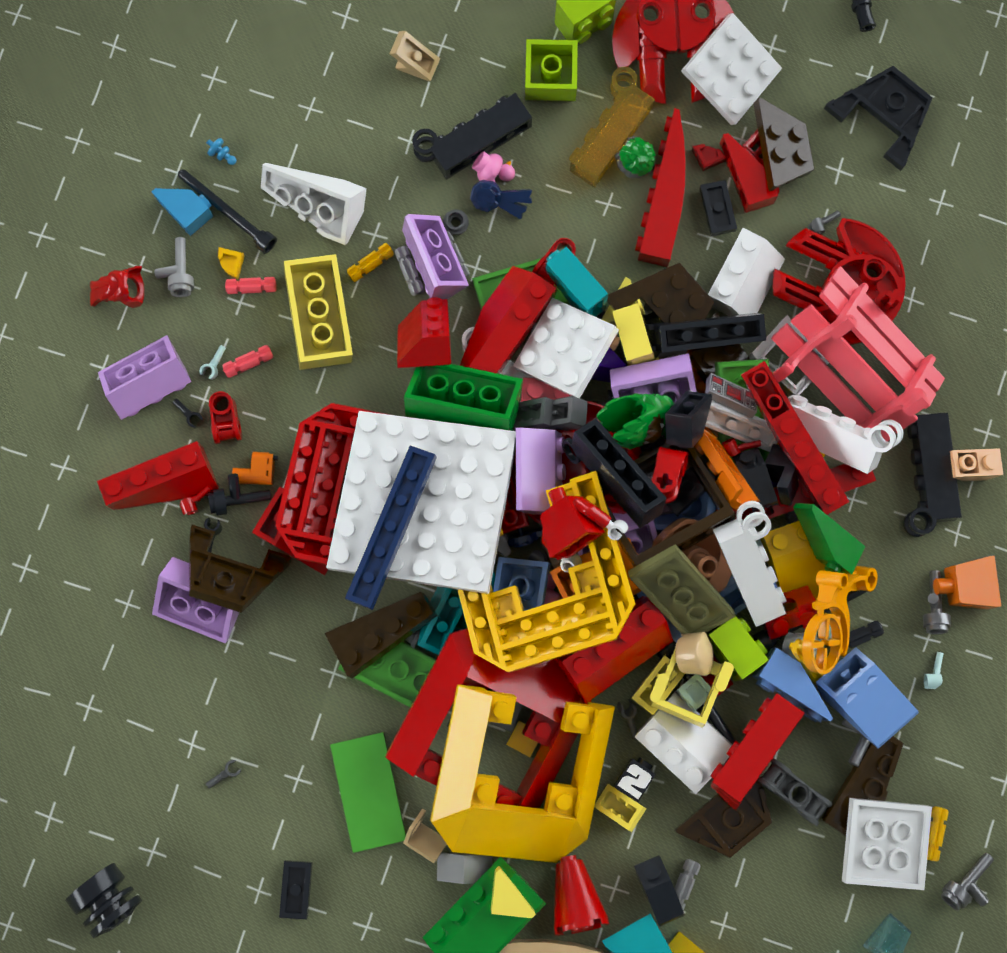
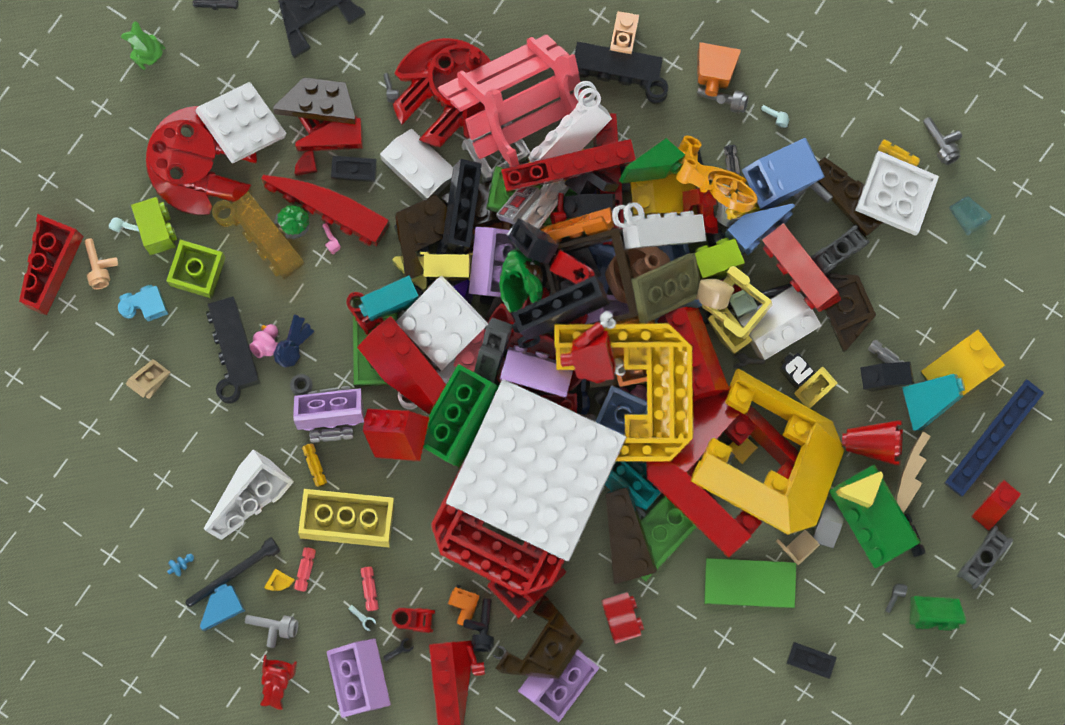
camera: 75 degrees left, 0 degrees up
(223, 775) = (705, 696): dark grey hand -> none
(287, 652) = (621, 617): none -> red brick
(391, 527) = (552, 498): dark blue plate -> none
(500, 32) = (148, 300): none -> medium azure brick
(624, 211) = (333, 245): none -> bright pink hand

